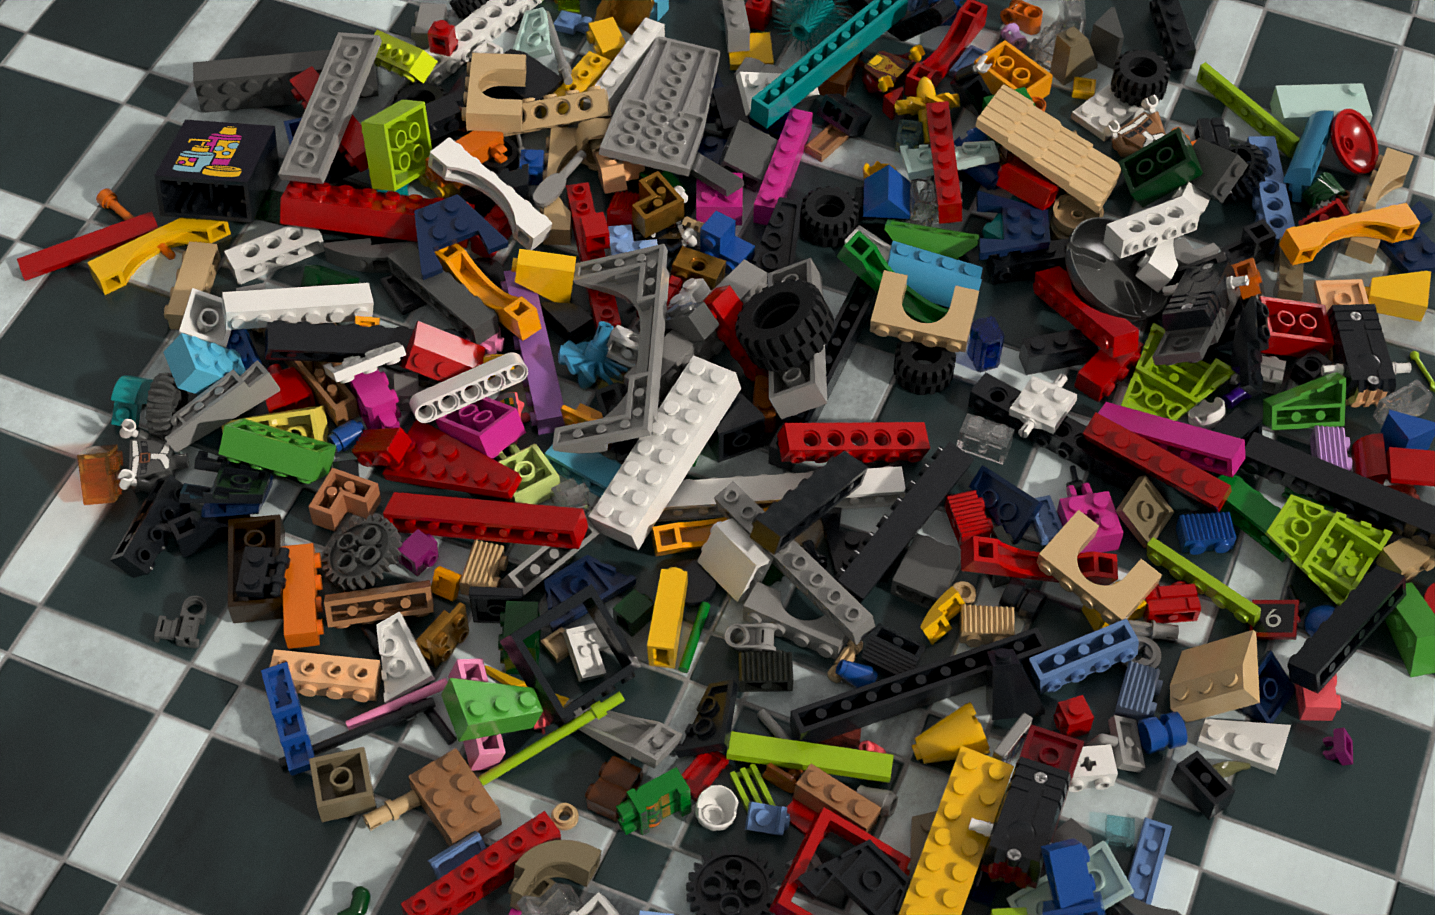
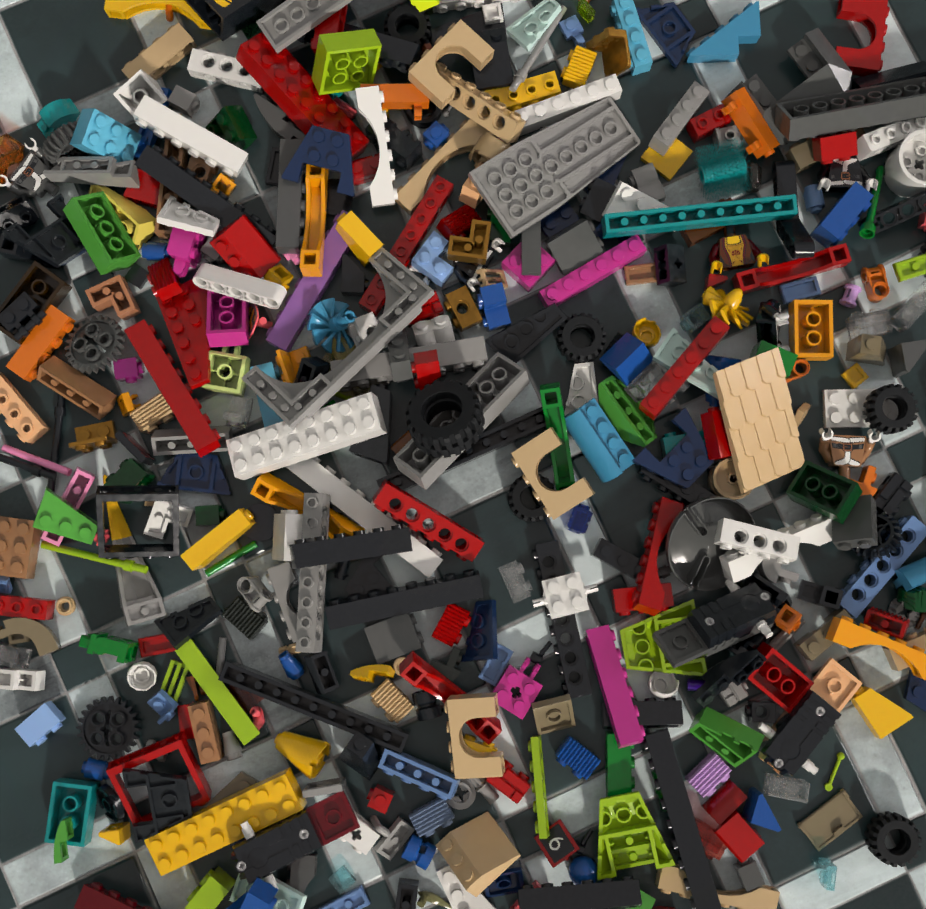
camera: 45 degrees right, 30 degrees up
(402, 660) = (60, 432): white wing -> none
(554, 184) = (429, 168): light grey piece -> none
(595, 231) = (414, 232): red brick -> none
(612, 786) = (101, 614): reddish brown brick -> none
(1157, 462) = (585, 699): red brick -> none

